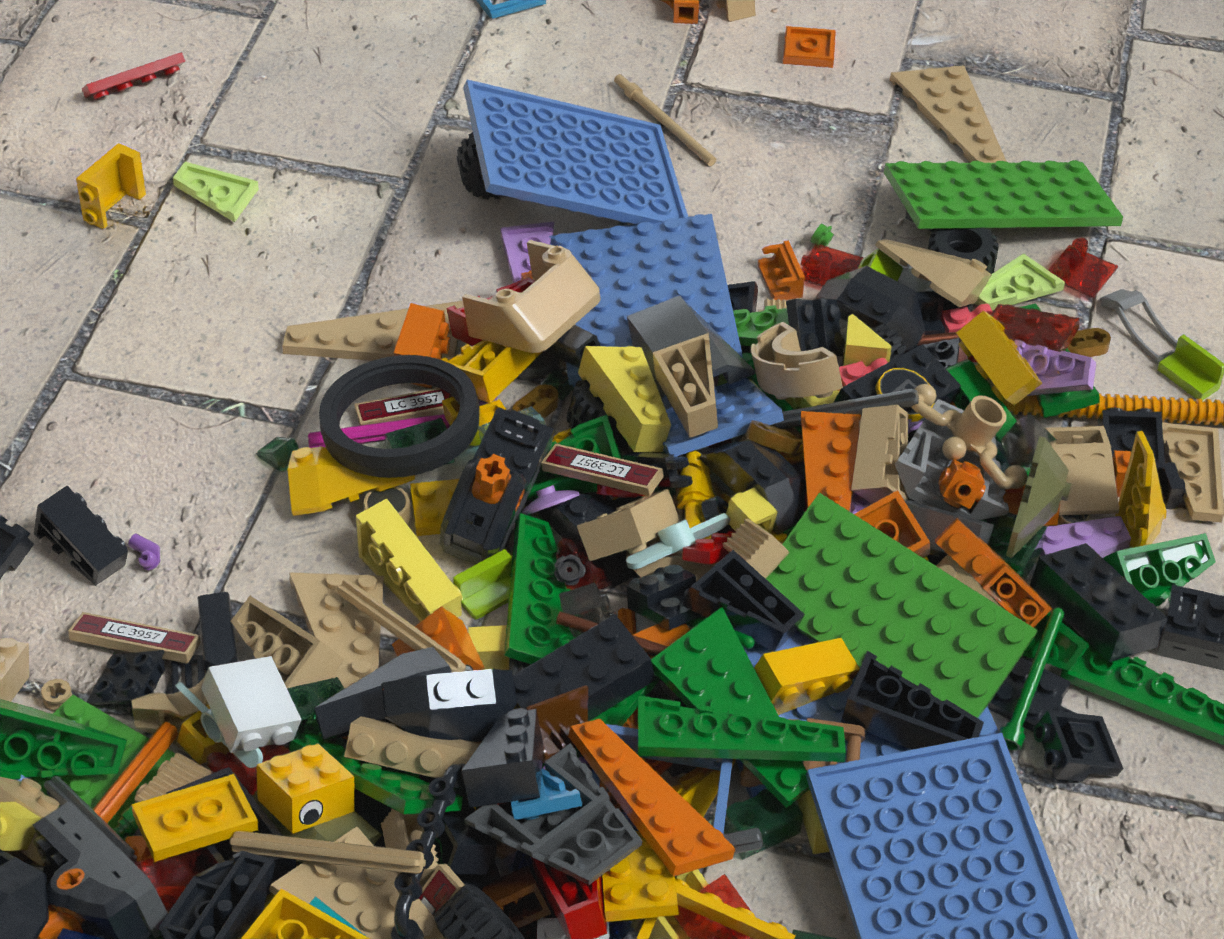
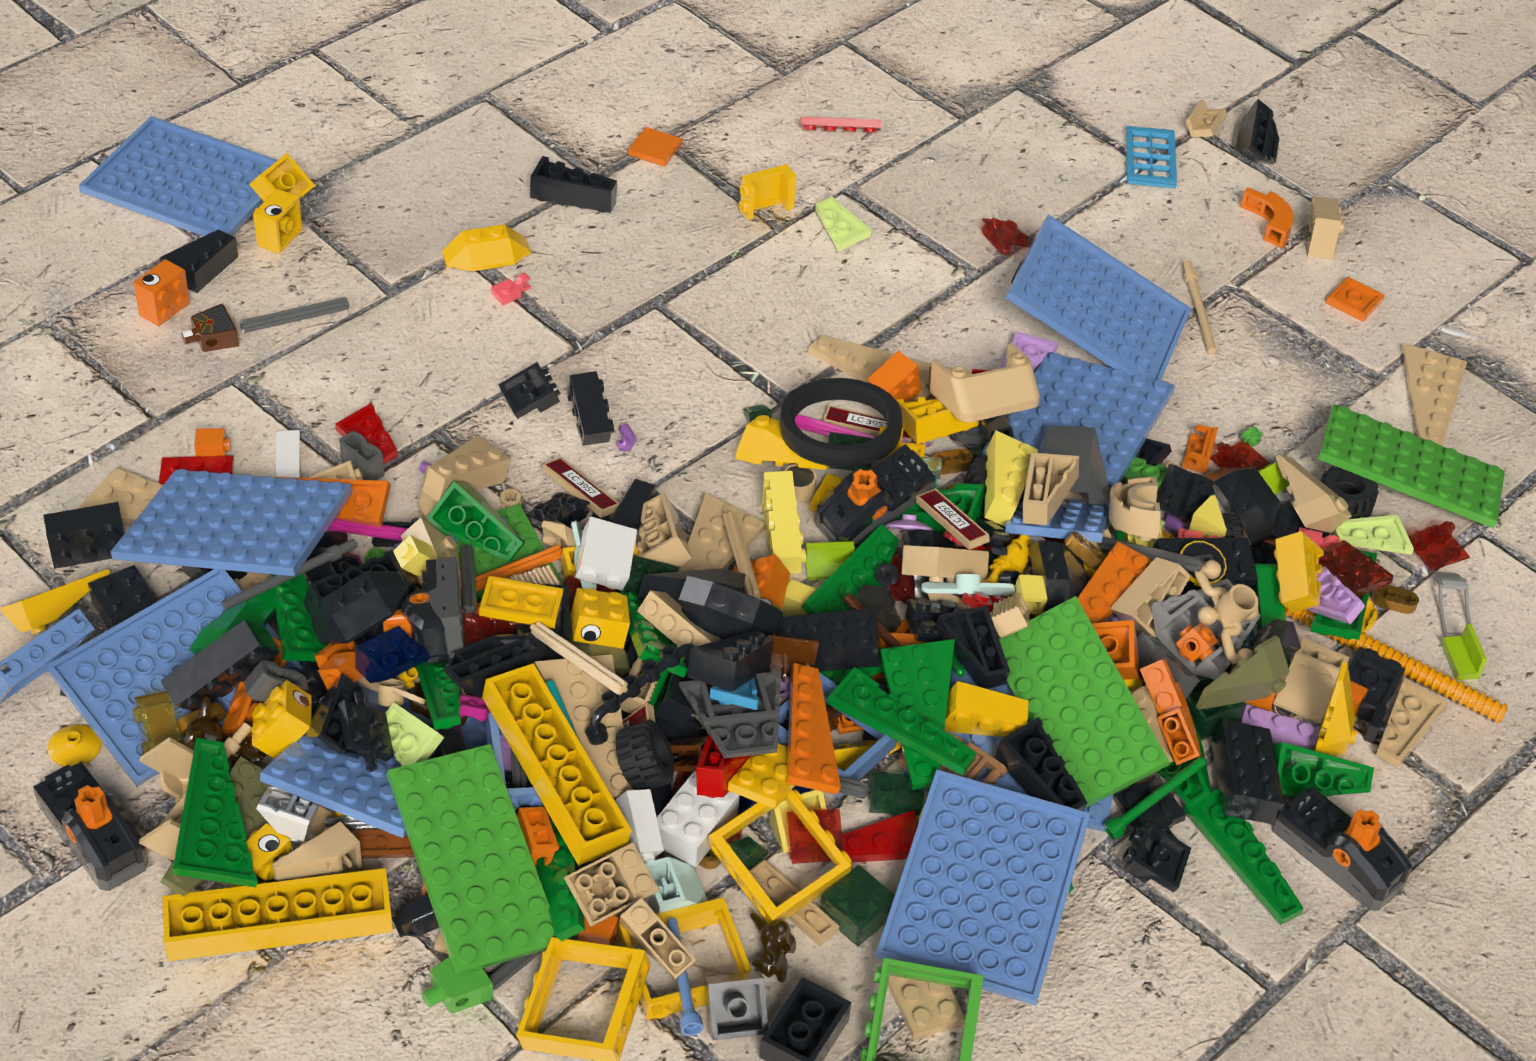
camera: 30 degrees right, 0 degrees up
(406, 127) = (1004, 235): none -> clear red hinge
(788, 881) = (882, 840): none -> red wing

